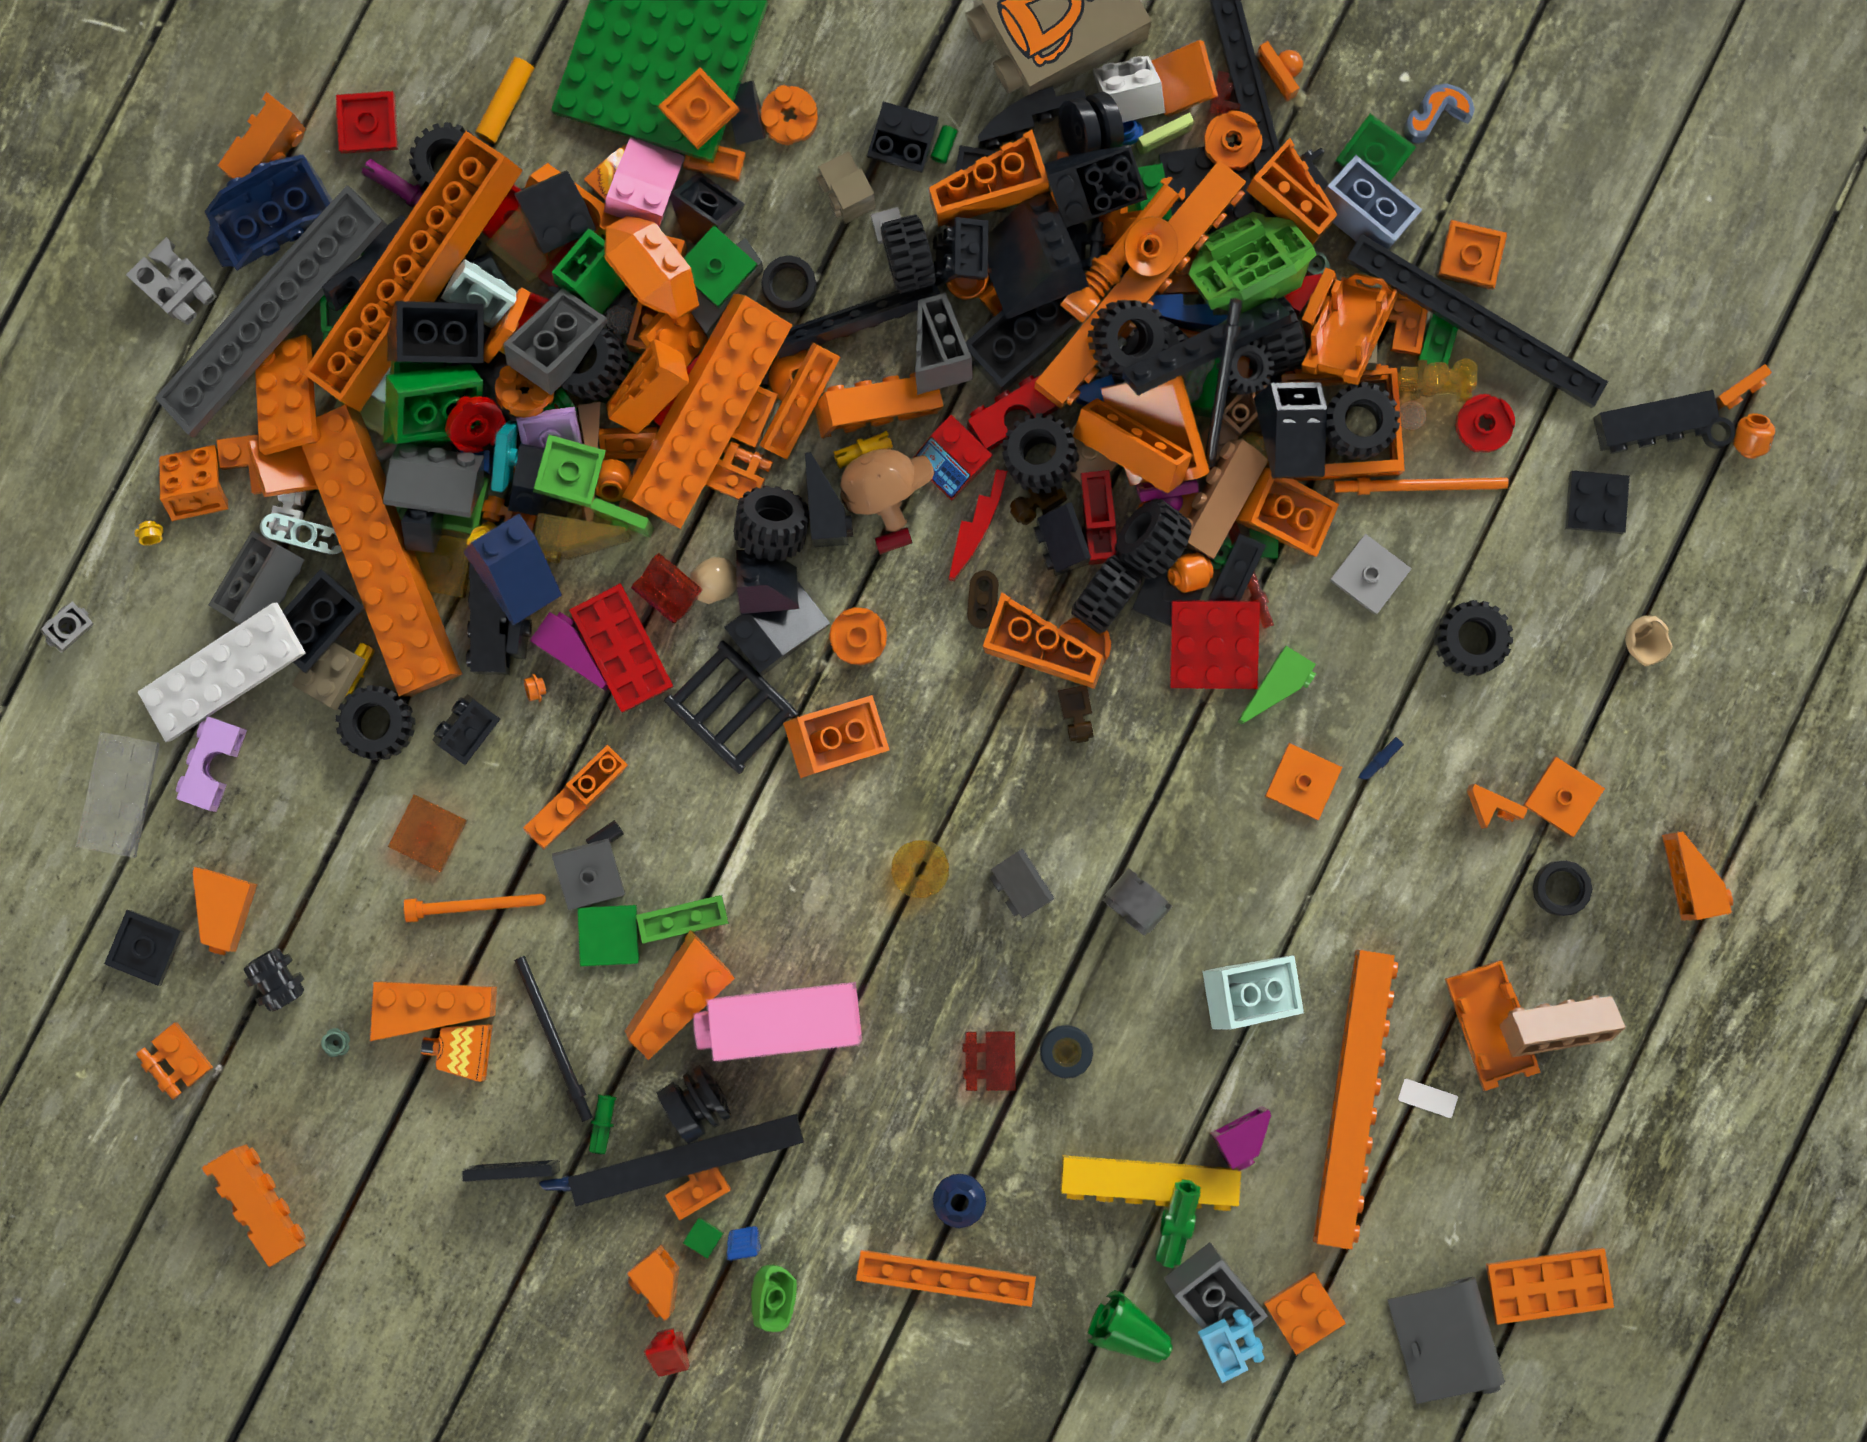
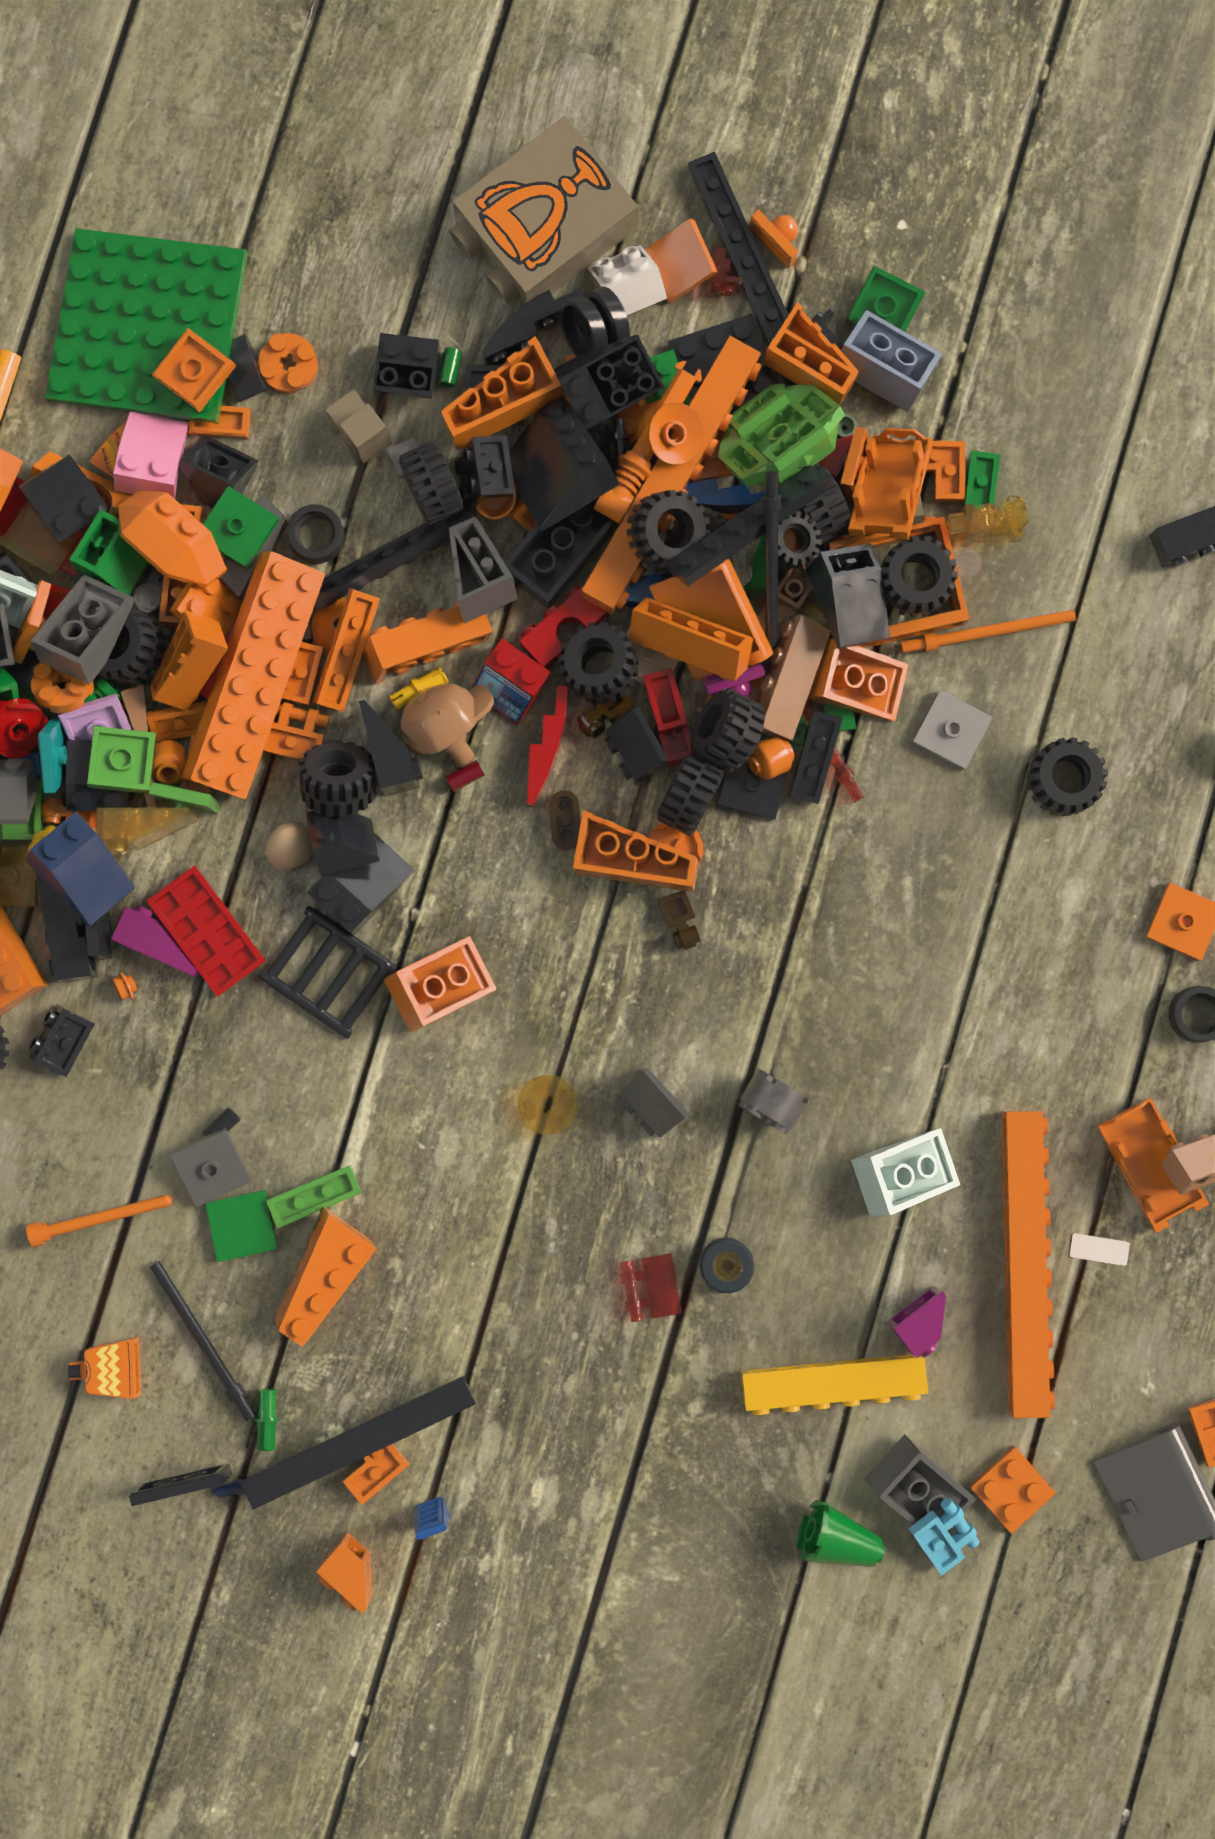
camera: 15 degrees left, 0 degrees up
(416, 1007) = (57, 1332): orange wedge -> none
(427, 833) = (39, 1152): clear orange plate -> none
(575, 797) = (185, 1091): orange slope -> none
(667, 588) = (243, 863): clear red bracket -> none
(667, 1353) = (371, 1643): red slope -> none
(692, 1105) = (361, 1380): black wheel -> none
(703, 1237) = (389, 1518): green tile -> none
(773, 1298) = (470, 1568): bright green piece -> none
(780, 1021) = (429, 1286): bright pink brick -> none
(858, 636) = (445, 878): orange tile -> none
(946, 1278) = (643, 1517): orange plate -> none
(955, 1185) = (640, 1419): dark blue piece -> none
(1132, 132) = (637, 323): blue plate -> none
(1165, 133) = (671, 320): yellowish green tile -> none
(1177, 1223) = (869, 1421): green piece -> none
(1214, 644) = (807, 826): red plate -> none
(1225, 126) = (730, 301): orange plate -> none
(1283, 679) = (883, 849): bright green slope -> none
(1303, 781) = (920, 950): orange plate -> none
(1381, 759) = (994, 914): dark blue piece -> none
(1436, 100) = (939, 240): sand blue animal -> none
(1472, 254) = (999, 391): orange plate -> none
(1477, 321) = (1016, 457): black plate -> none
(1486, 802) = (1109, 940): orange slope -> none
(1492, 408) = (1035, 574): red plate -> none
(1597, 502) = (1167, 619): black plate -> none

